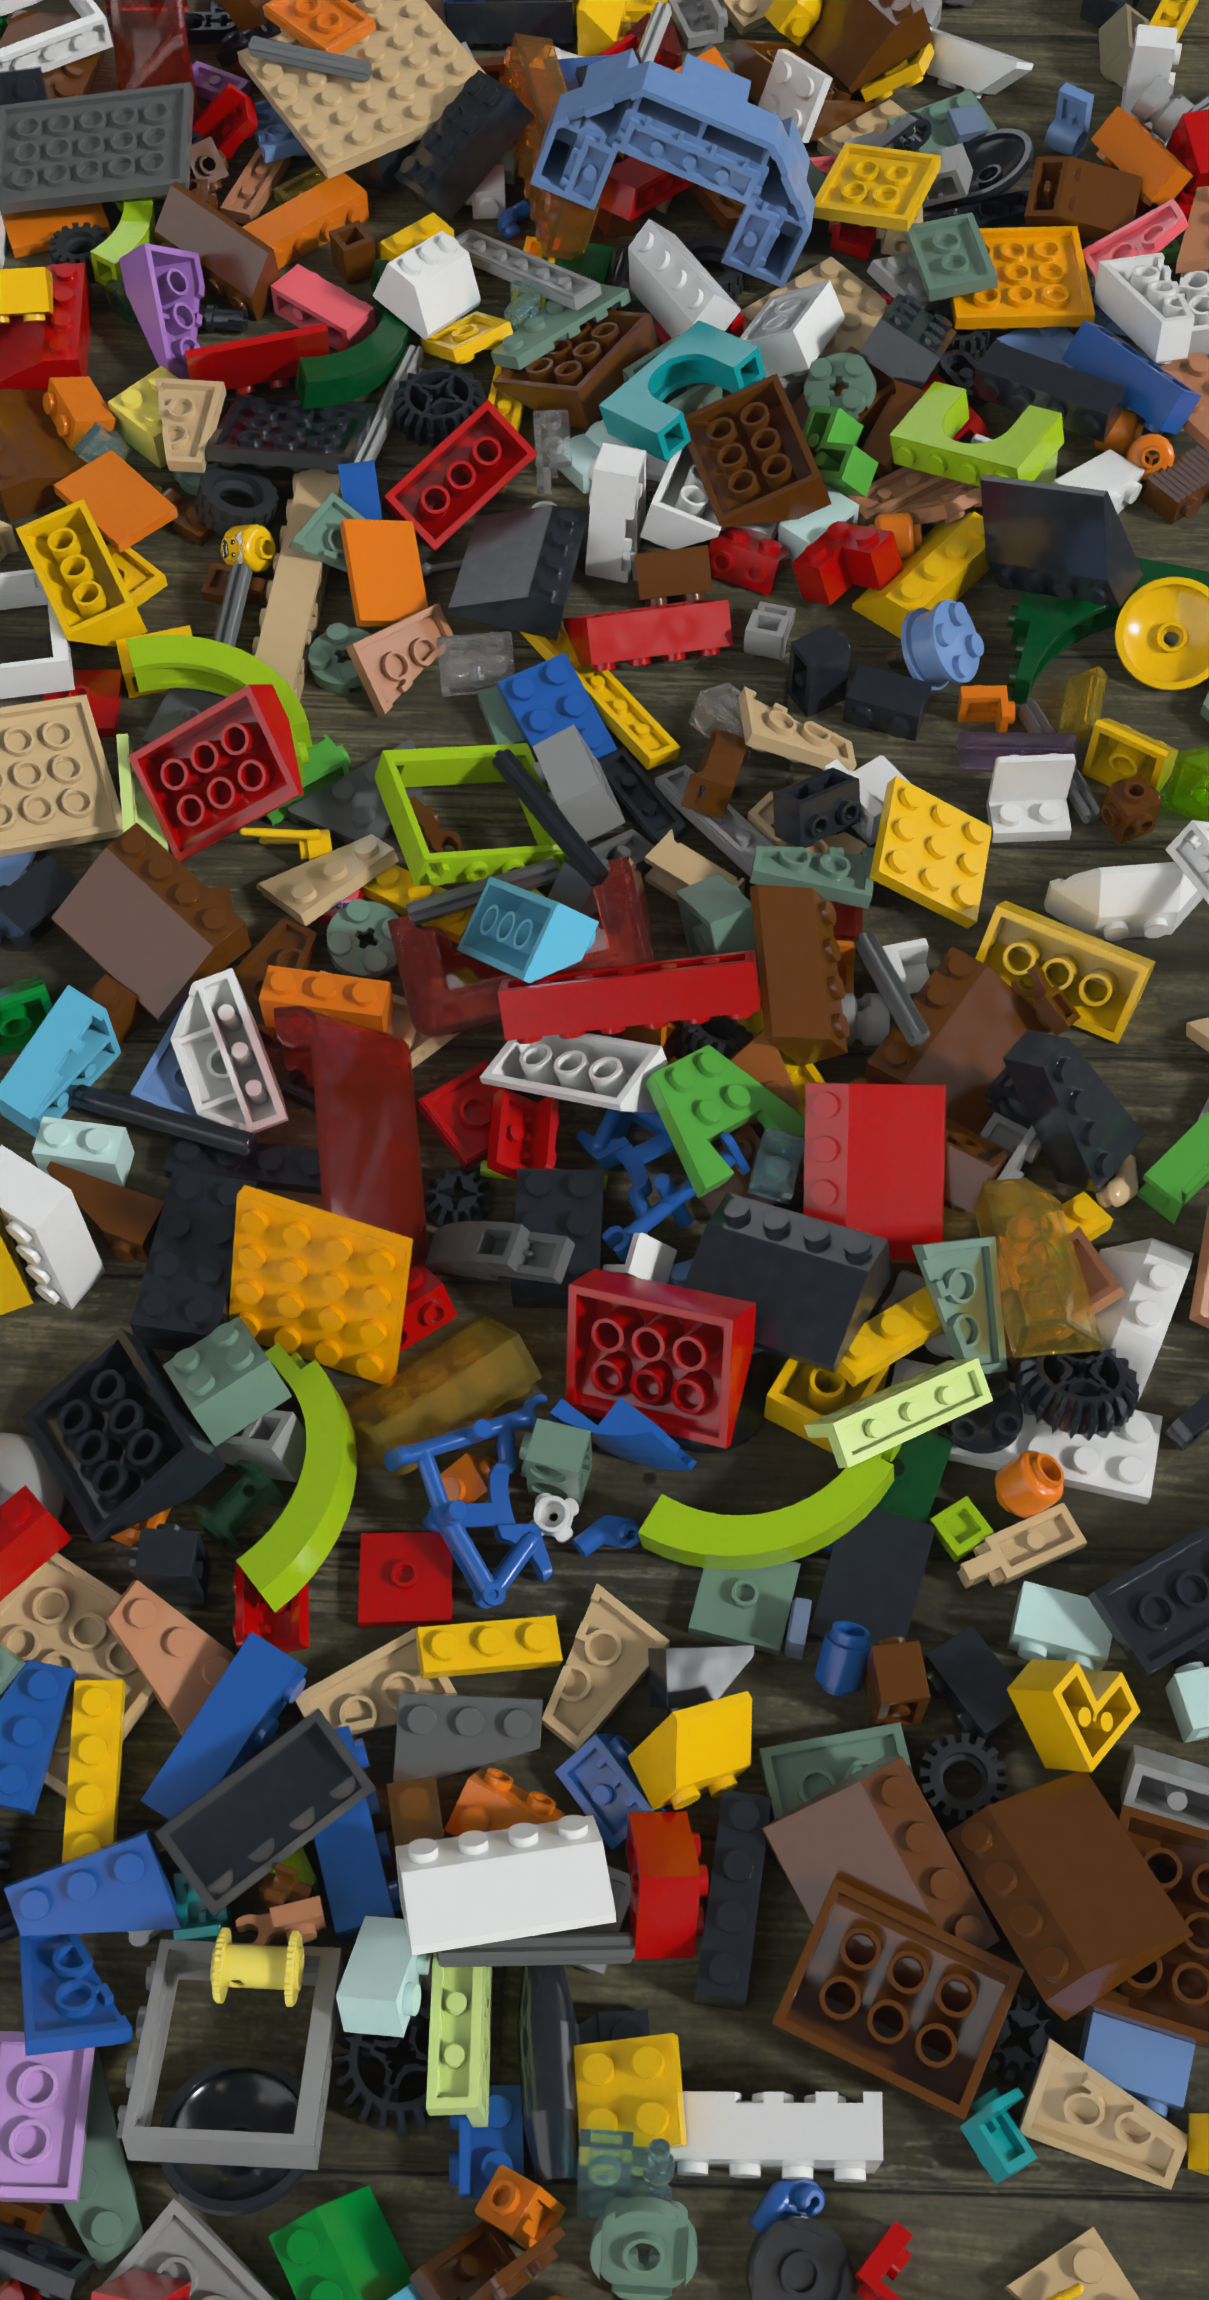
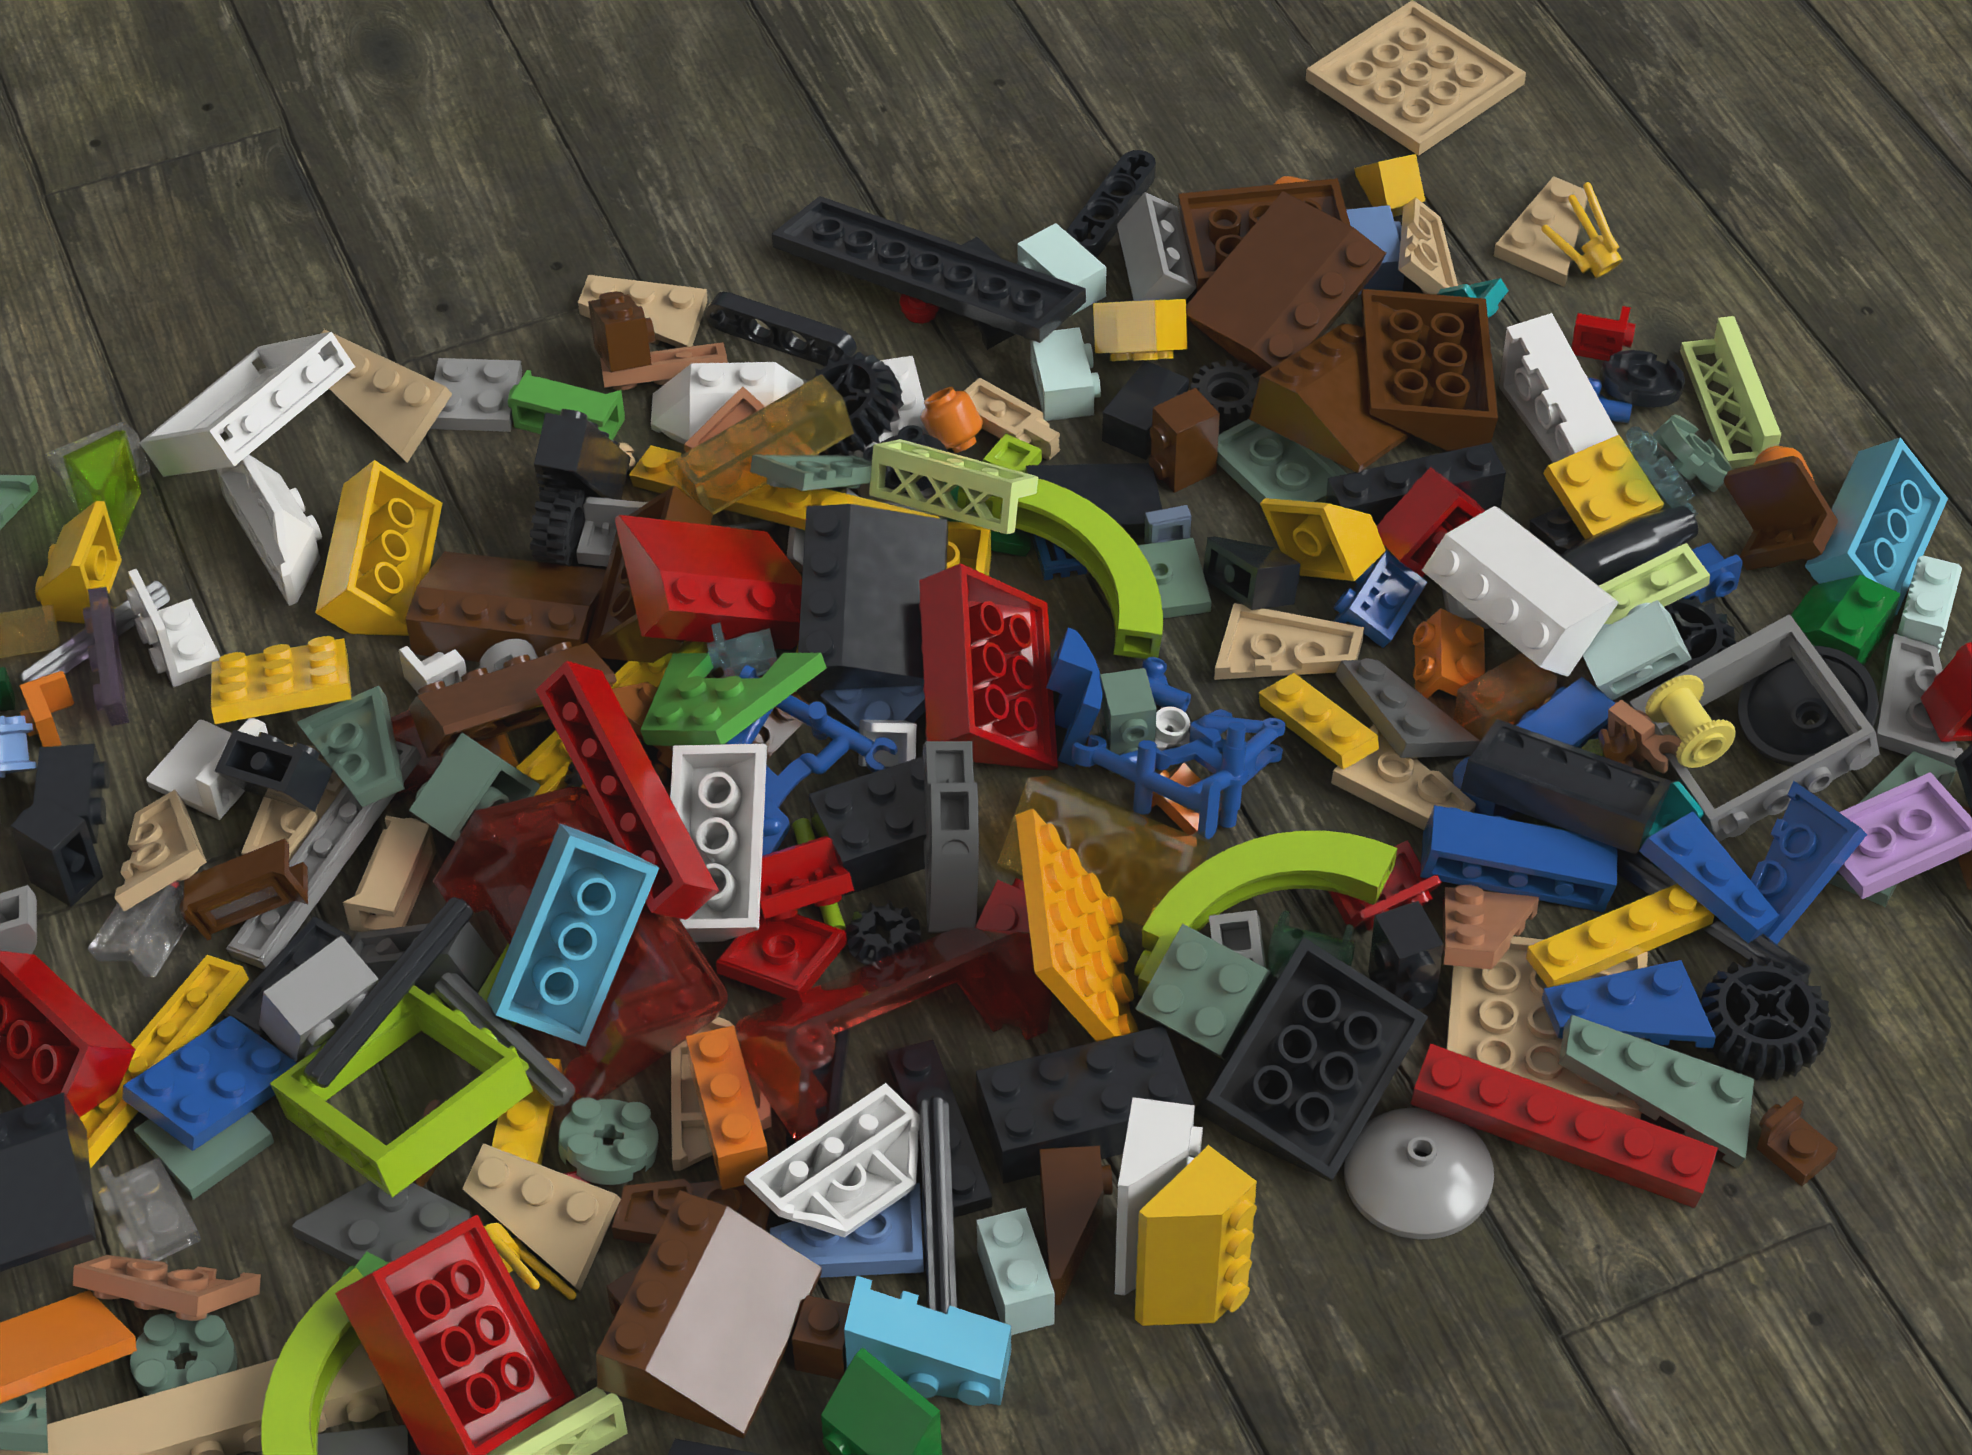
camera: 115 degrees left, 10 degrees down
(405, 1580) = (1292, 802): red plate -> none
(519, 2207) = (1723, 532): orange bracket -> none
(843, 1658) = (1178, 485): blue brick -> none
(892, 989) = (492, 633): dark grey axle -> none
(1051, 1005) = (433, 544): reddish brown plate -> none
(1130, 808) = (150, 550): reddish brown brick -> none

